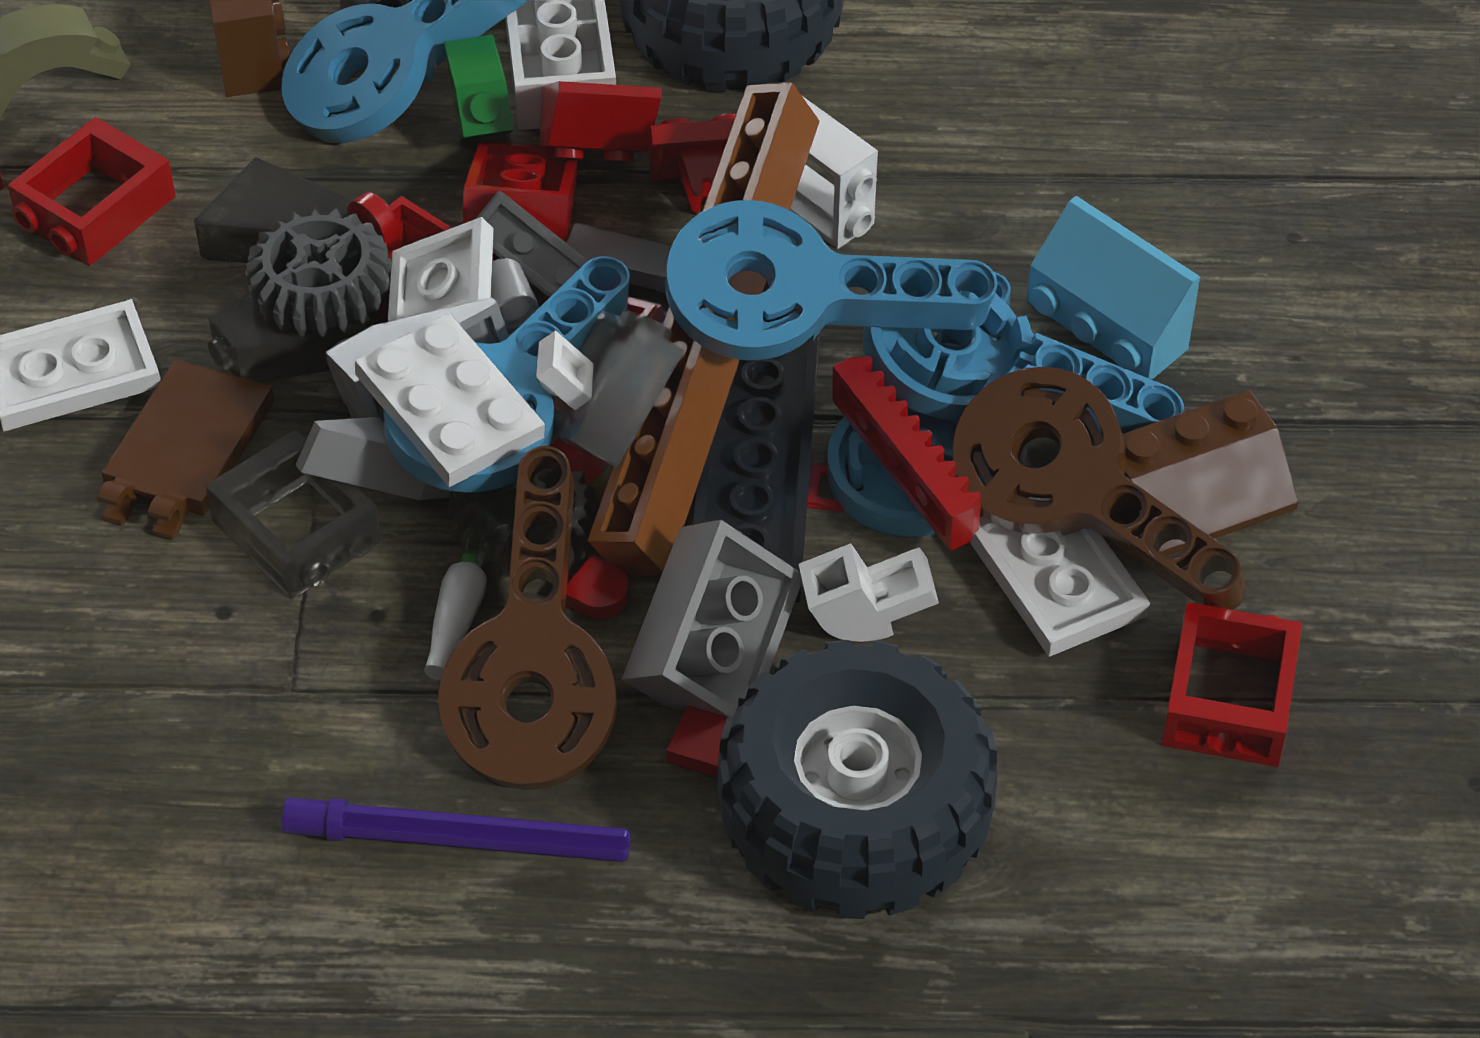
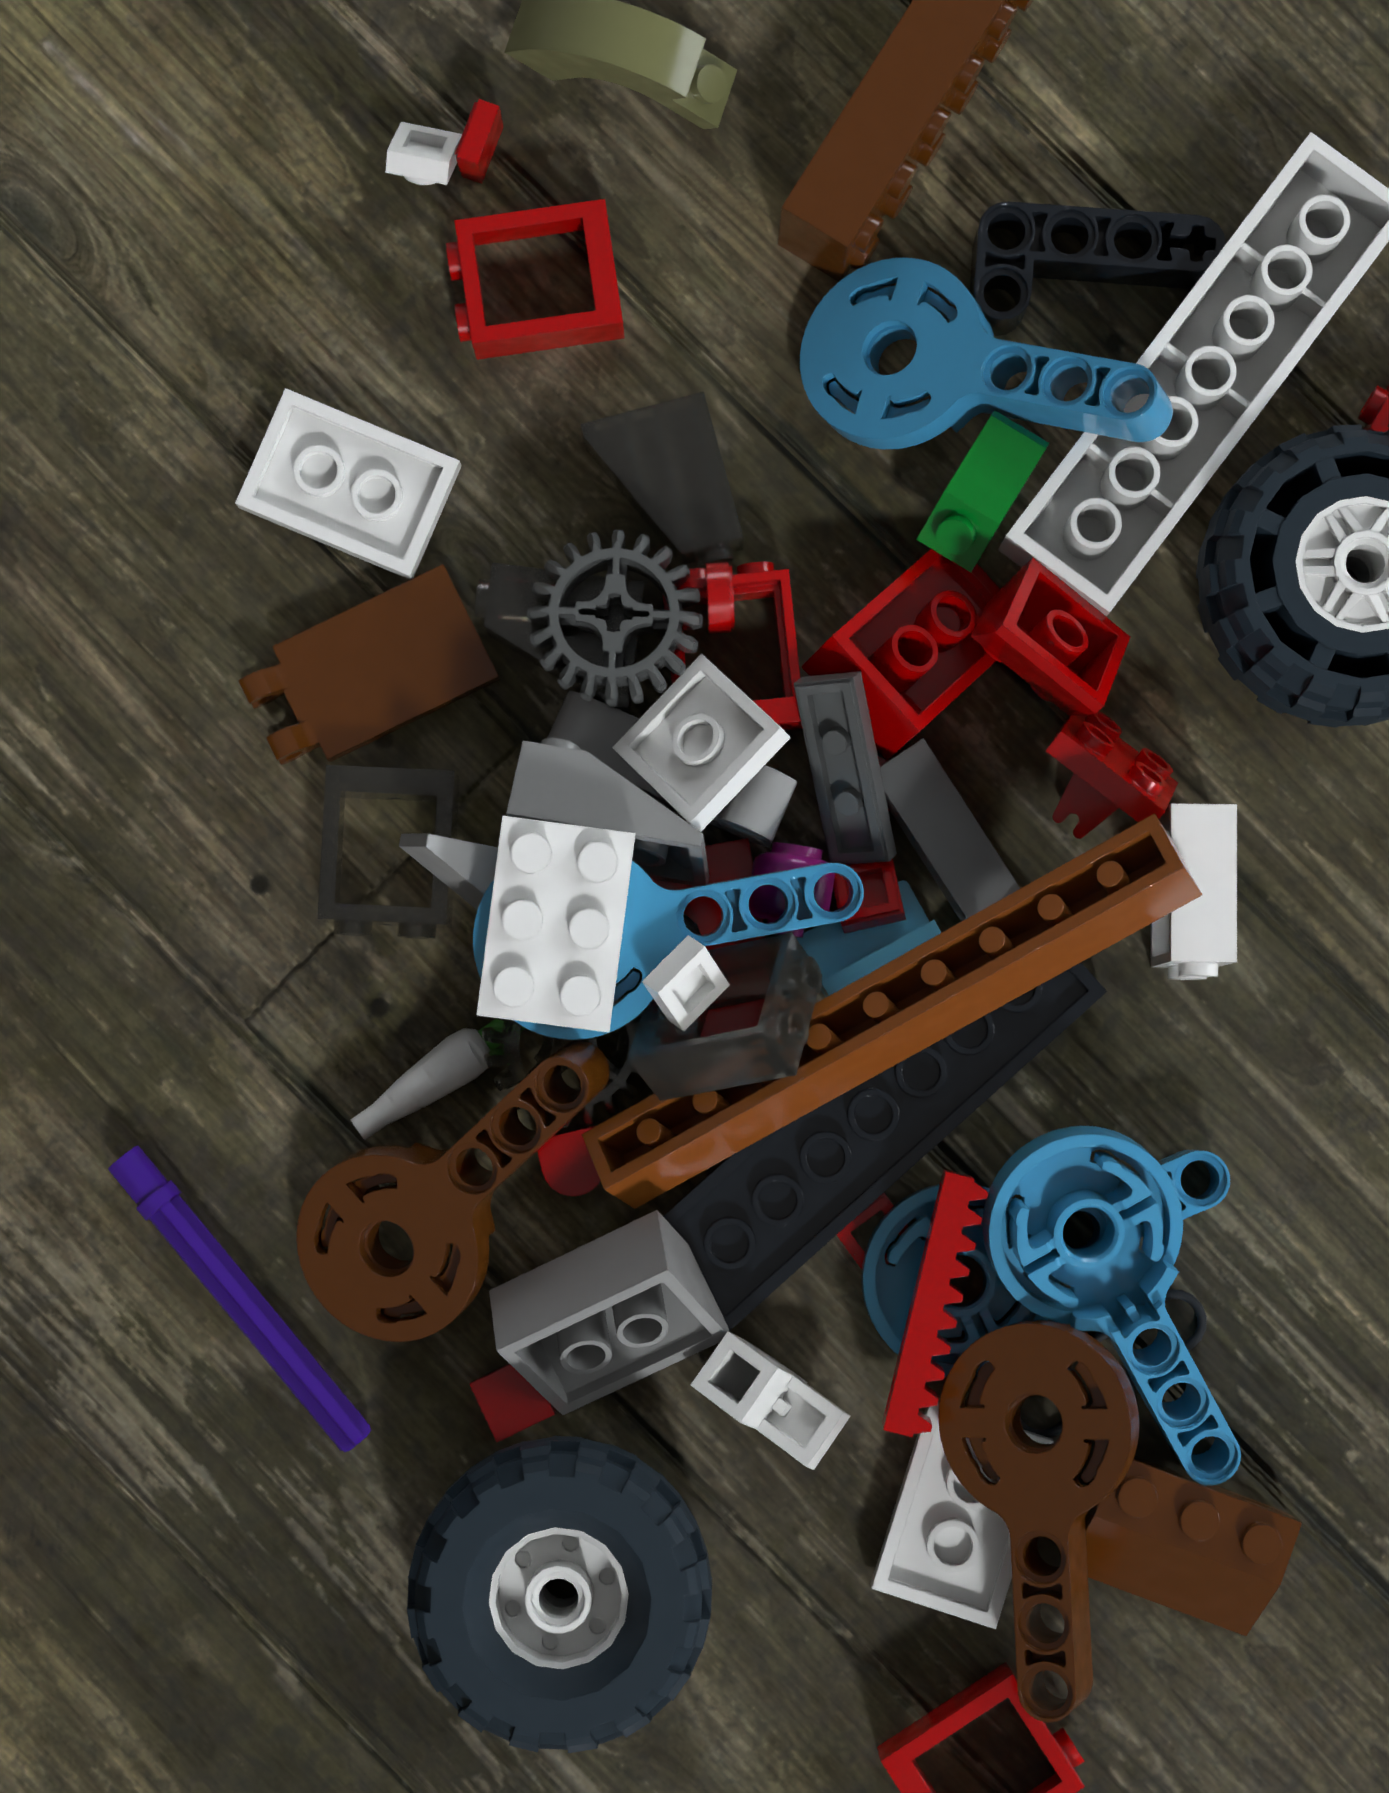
camera: 45 degrees right, 35 degrees up
(805, 279) = (969, 1097): dark azure beam -> none
(1114, 290) = (1309, 1289): medium azure slope -> none

